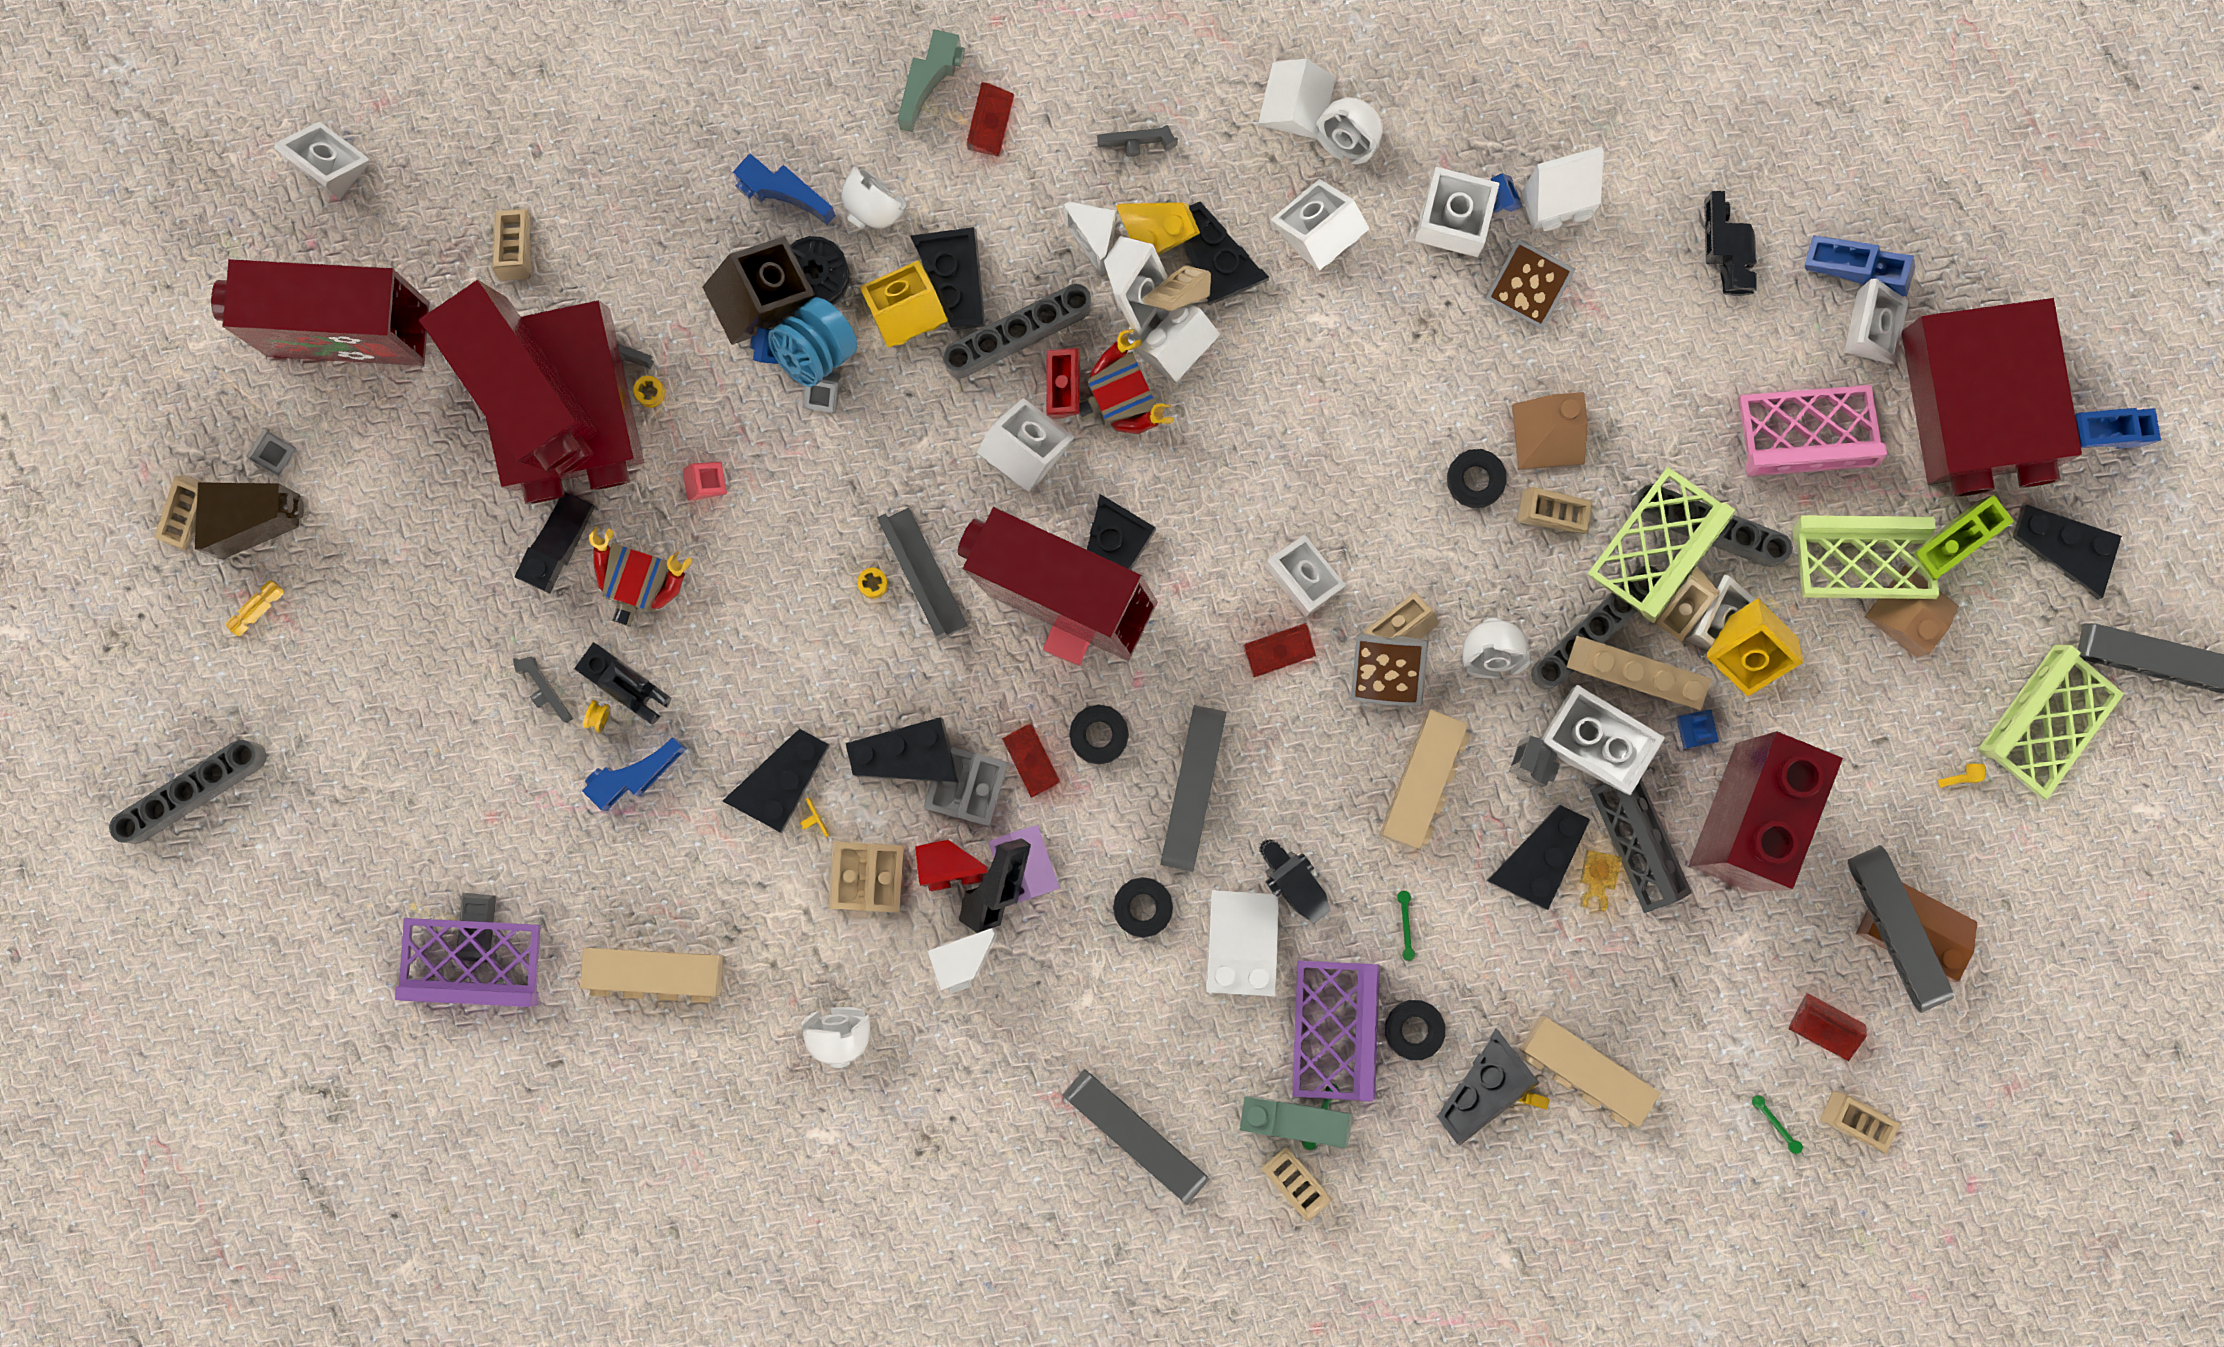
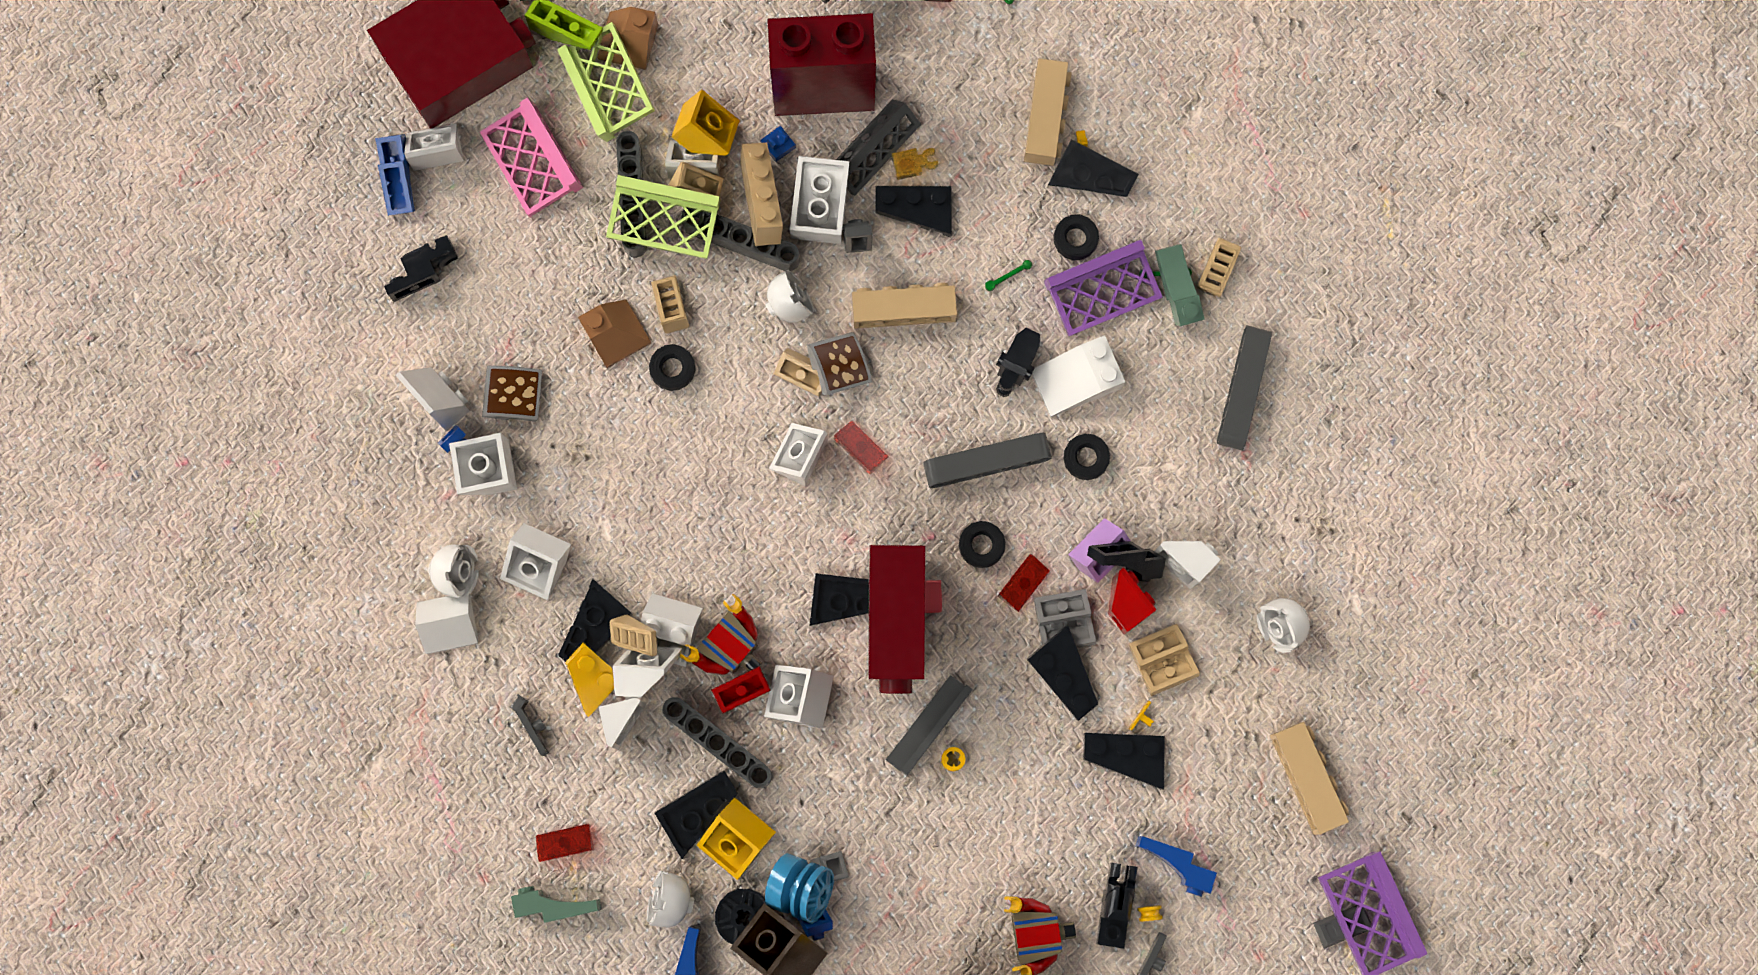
camera: 120 degrees left, 5 degrees down
(704, 480) = (938, 923): coral slope -> none

